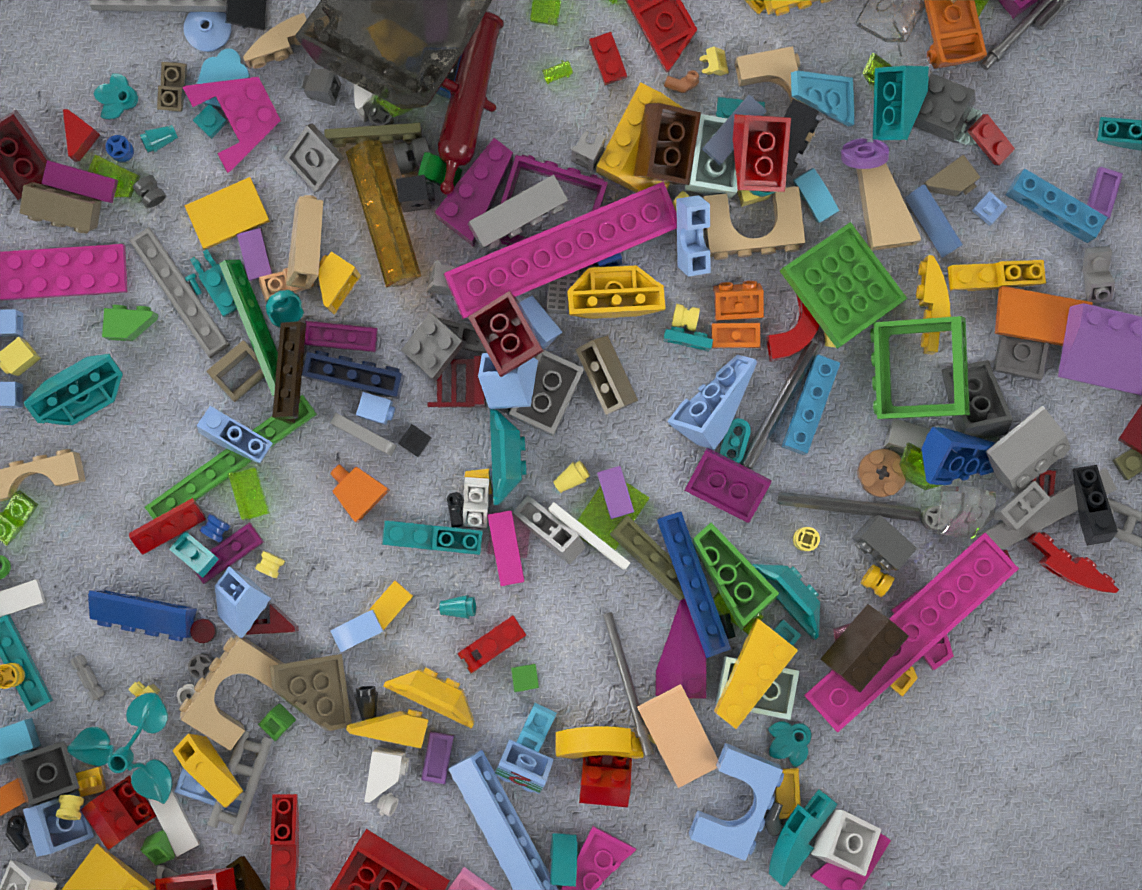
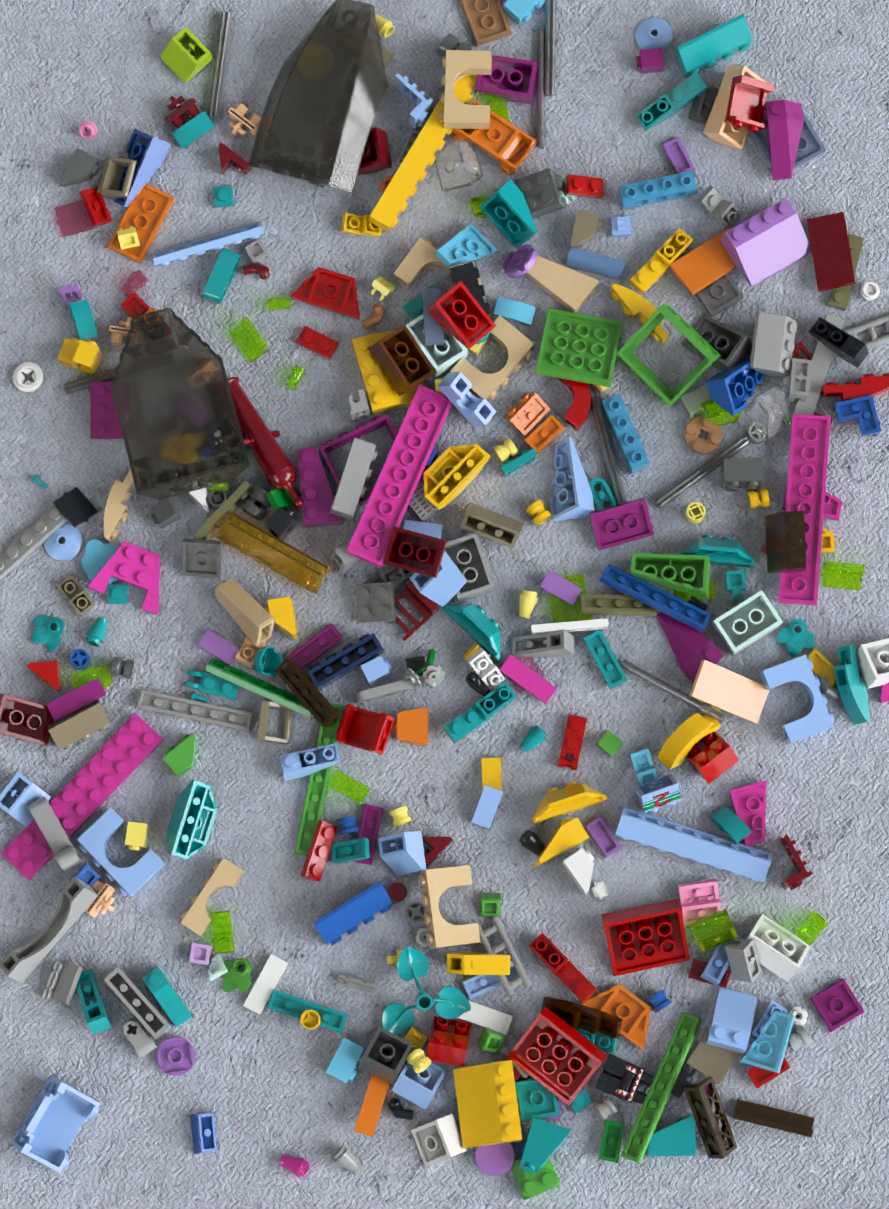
camera: 35 degrees left, 5 degrees down
(227, 213) = (179, 638): yellow tile -> none
(312, 454) = (364, 729): none -> red panel
(315, 689) = (496, 861): dark tan plate -> none
(417, 463) = (432, 674): none -> light grey plant
(594, 596) = (605, 659): none -> teal plate
(661, 403) = (538, 512): none -> yellow wheel
(754, 671) = (735, 607): yellow wedge -> none
(887, 725) = (842, 575): none -> clear neon green panel
(1054, 591) = (862, 410): none -> blue panel

